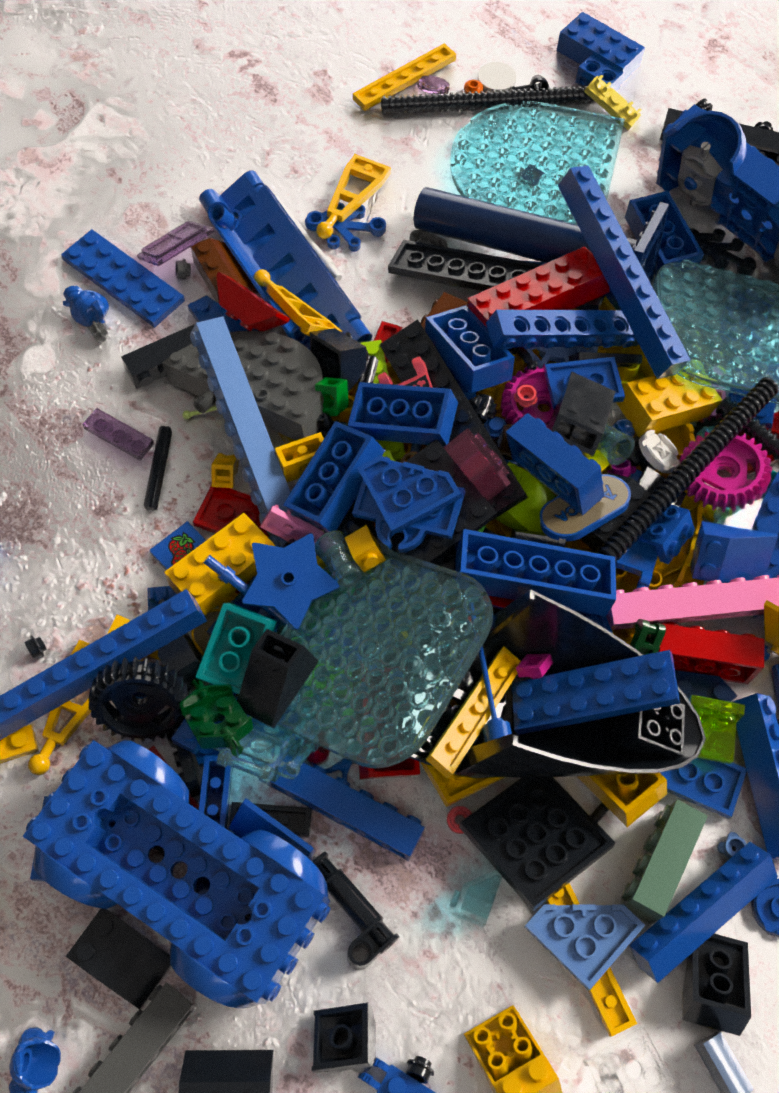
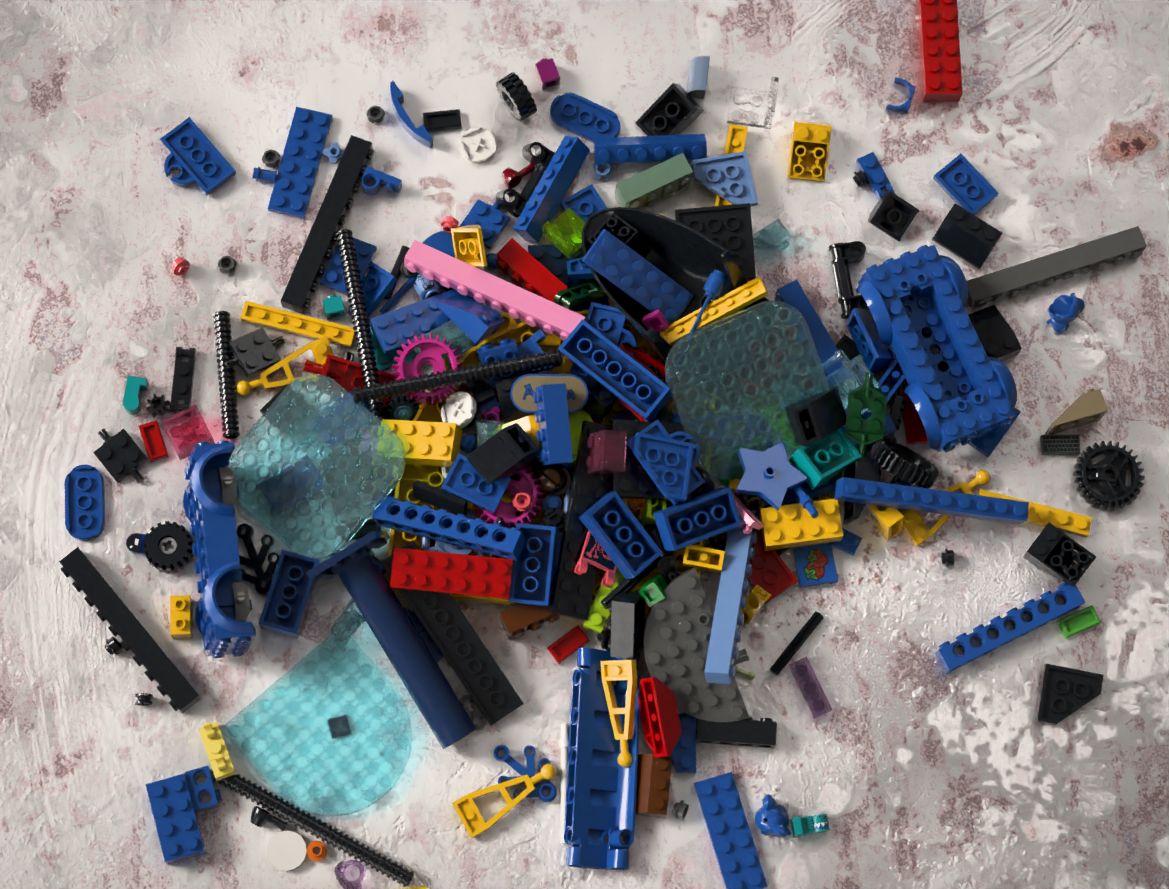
camera: 150 degrees left, 10 degrees up
(48, 319) = (809, 825): none -> teal leg
(98, 331) = (777, 788): dark grey plate -> none
(174, 242) = (673, 832): clear purple piece -> none
(337, 557) = (728, 465): clear light blue plant -> none
(365, 548) = (710, 457): yellow brick -> none
(623, 272) = (391, 536): blue brick -> none

